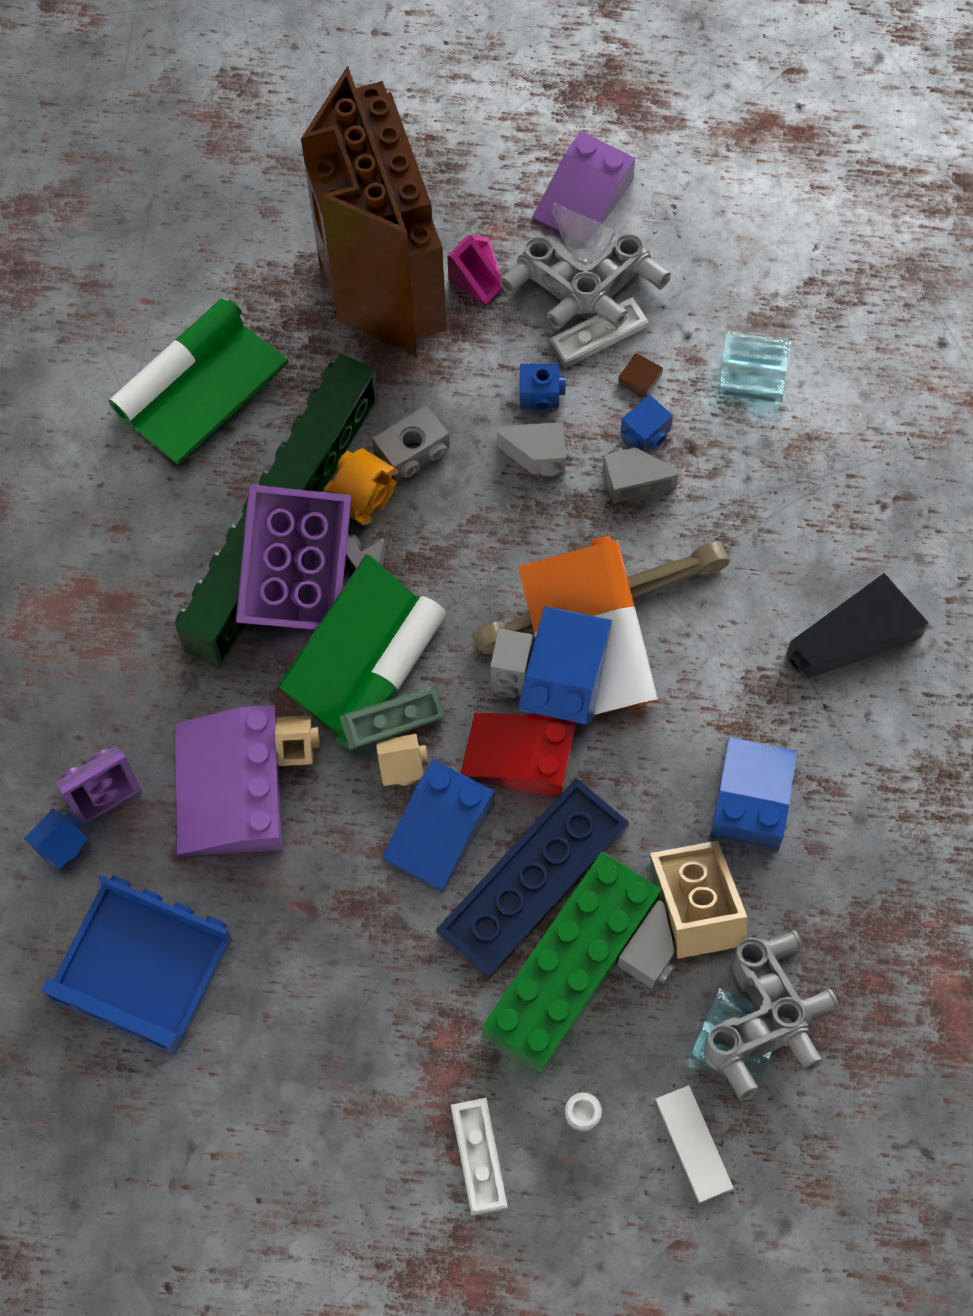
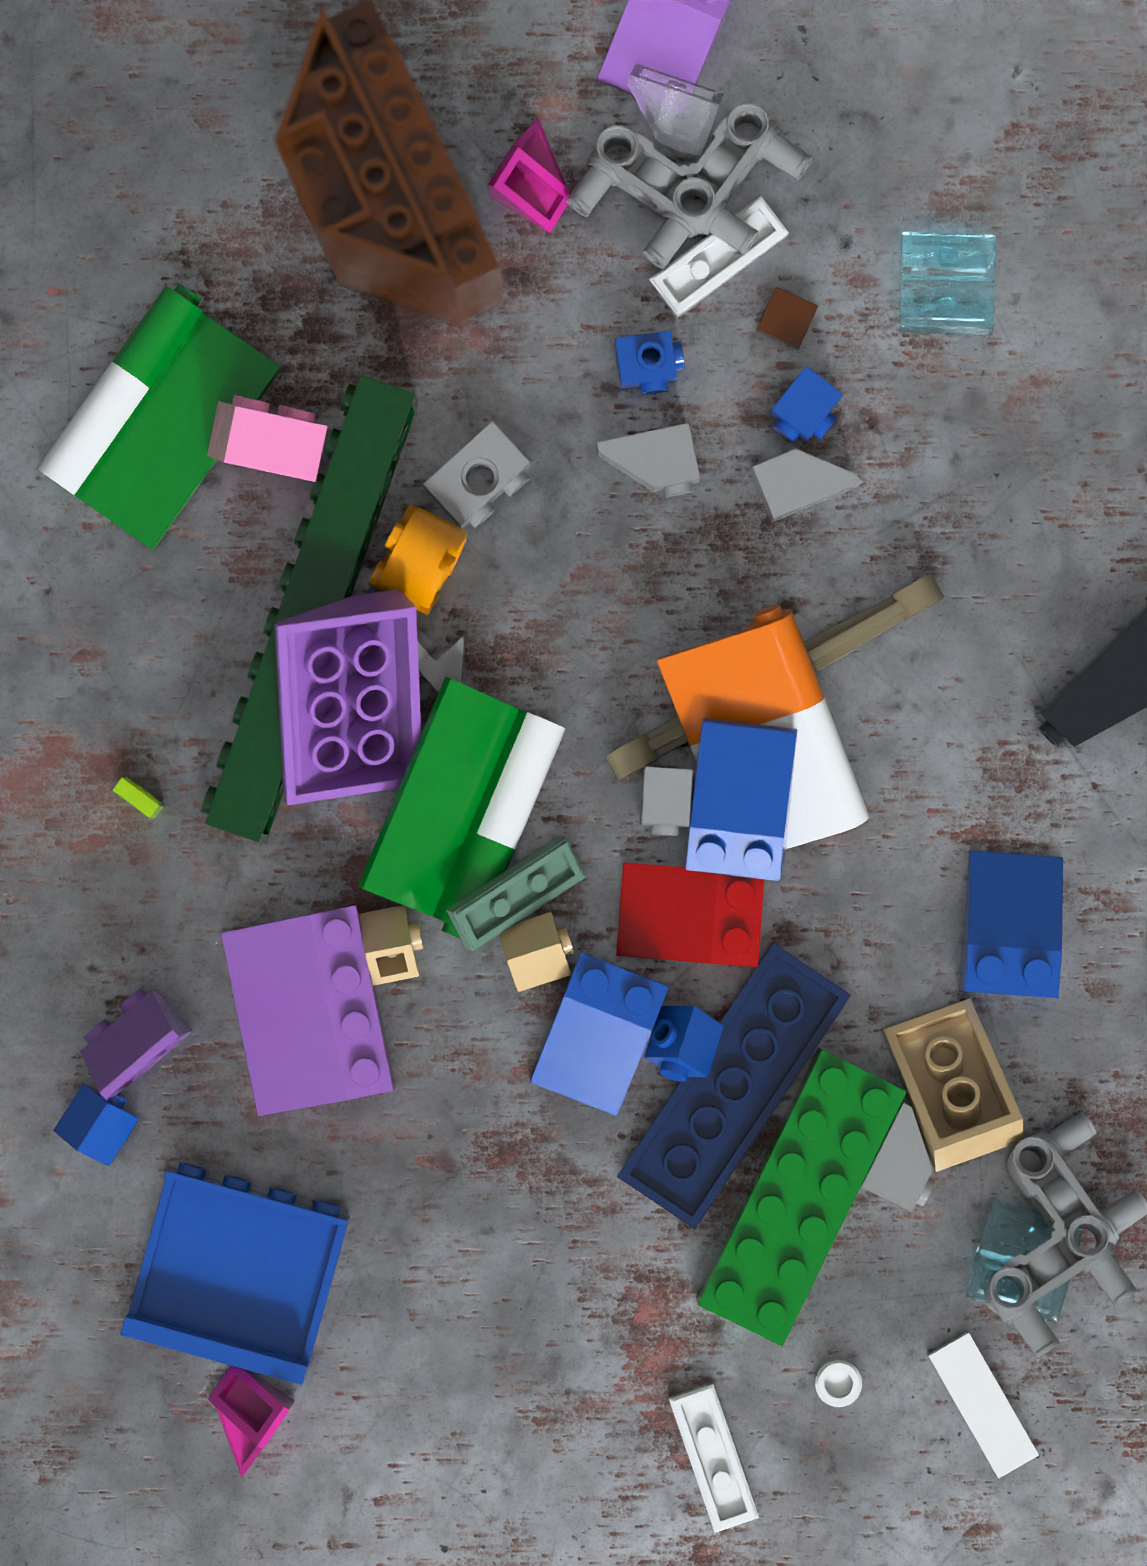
camera: 10 degrees left, 20 degrees up
(128, 1073) = (248, 1412): none -> dark pink slope
(134, 620) = (138, 797): none -> lime tile
(269, 393) = (267, 441): none -> bright pink brick
(499, 835) = (683, 1042): none -> blue brick

